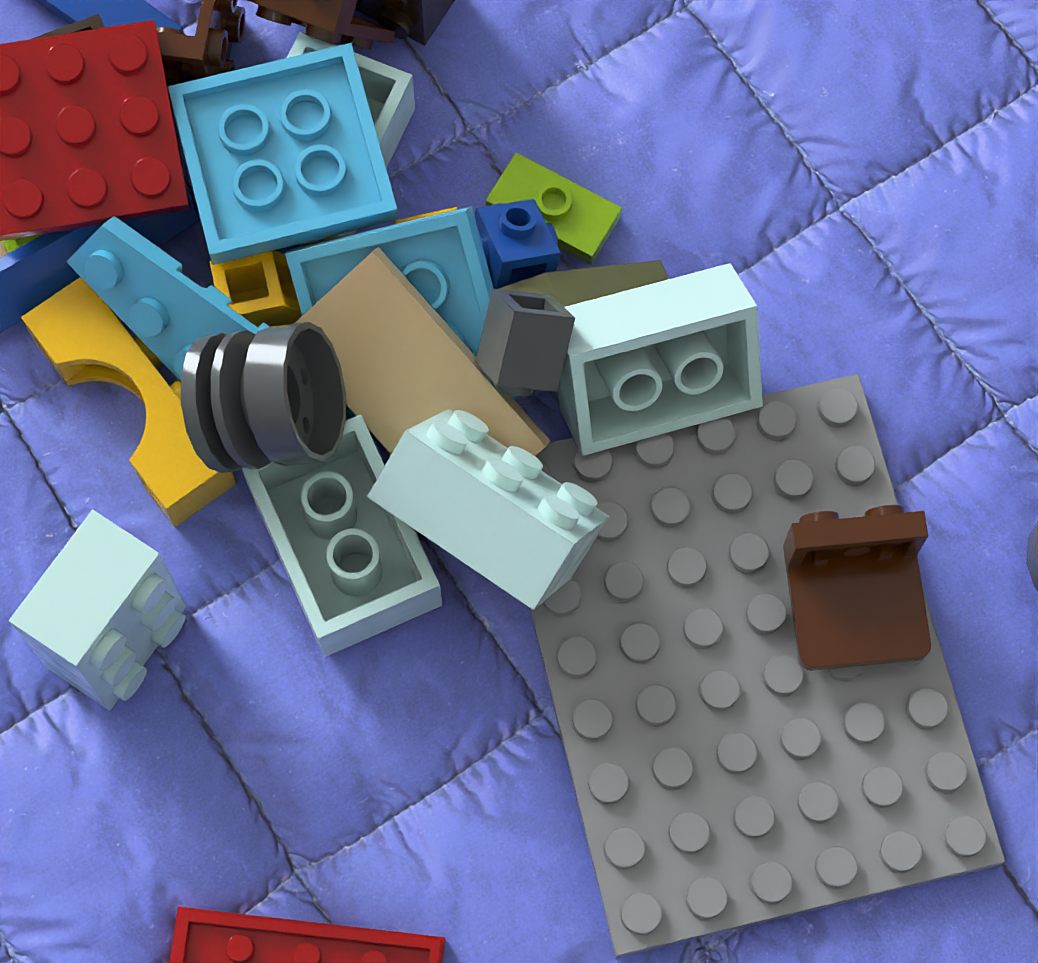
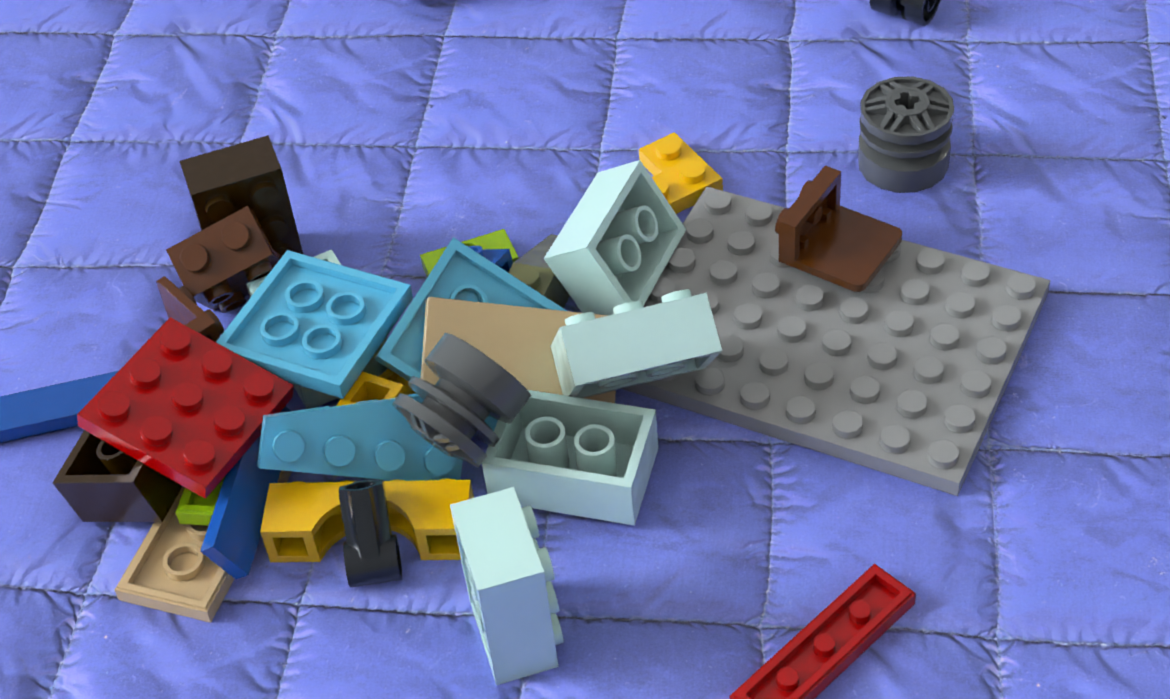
camera: 45 degrees left, 25 degrees down
(93, 426) = (369, 547): none -> black piece
(524, 341) = (554, 268): dark grey brick -> none
(850, 338) = (678, 171): none -> yellow plate

